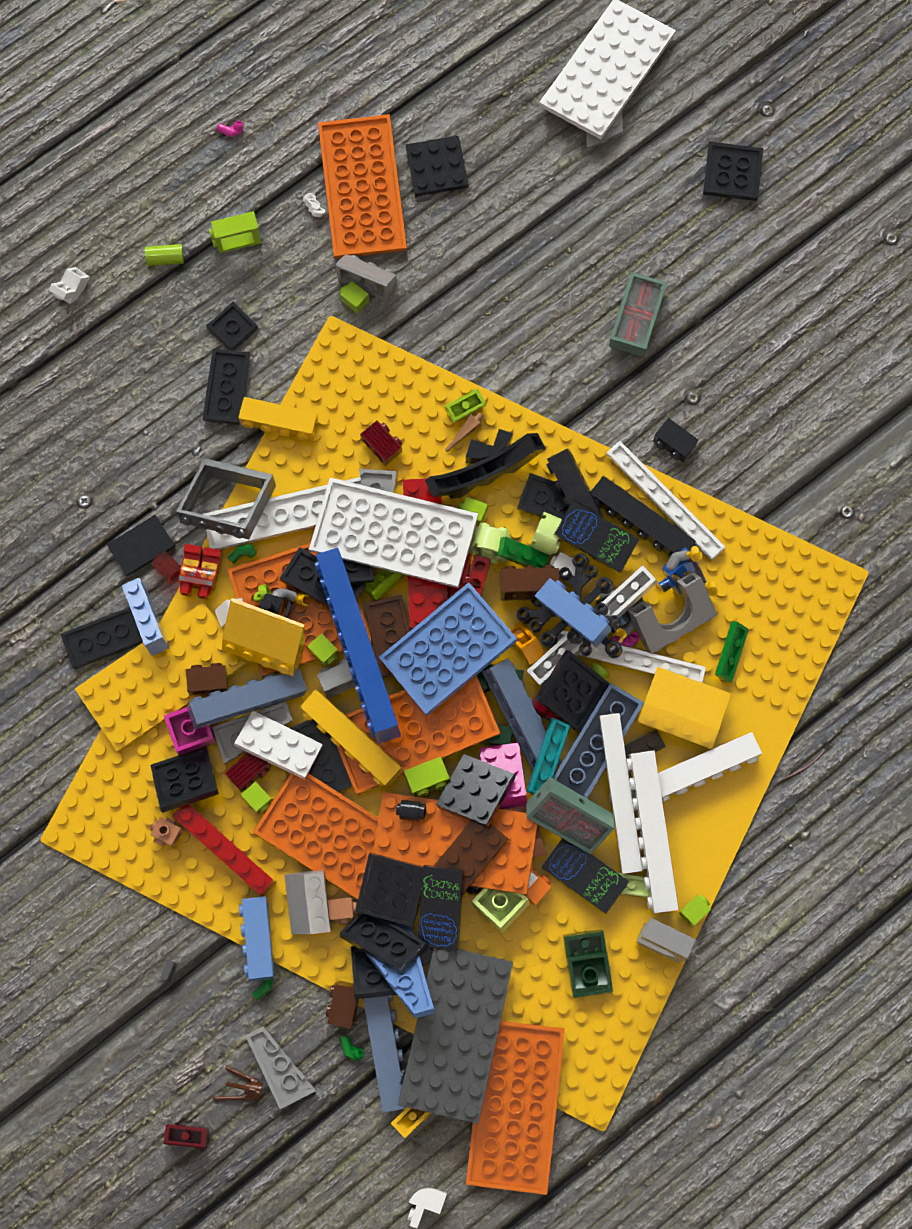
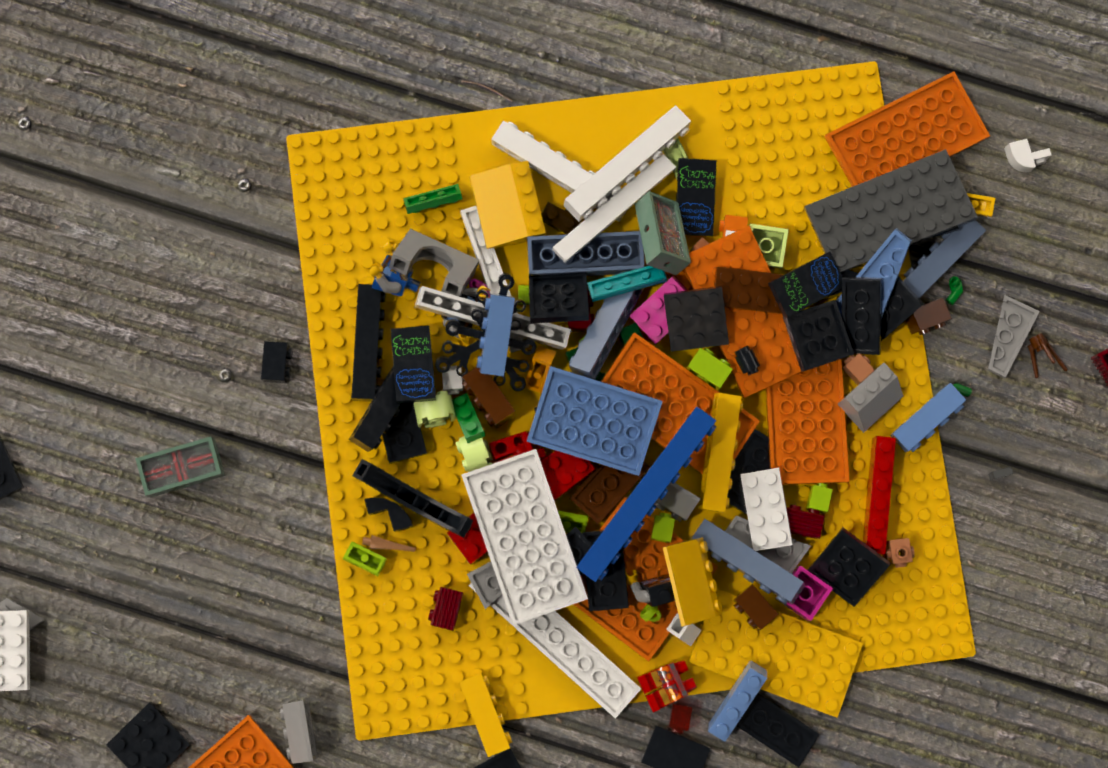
camera: 130 degrees left, 5 degrees up
(232, 473) = (568, 743): dark grey window -> none
(240, 551) = (622, 662): green arm -> none
(354, 297) = (326, 729): lime brick -> none
(474, 506) = (455, 489): lime brick -> none
(587, 963) = (762, 151): dark green slope -> none
(665, 500) = (336, 336): white tile -> none
(666, 941) = (710, 94): light grey arch -> none
(695, 910) = (663, 95): lime brick -> none

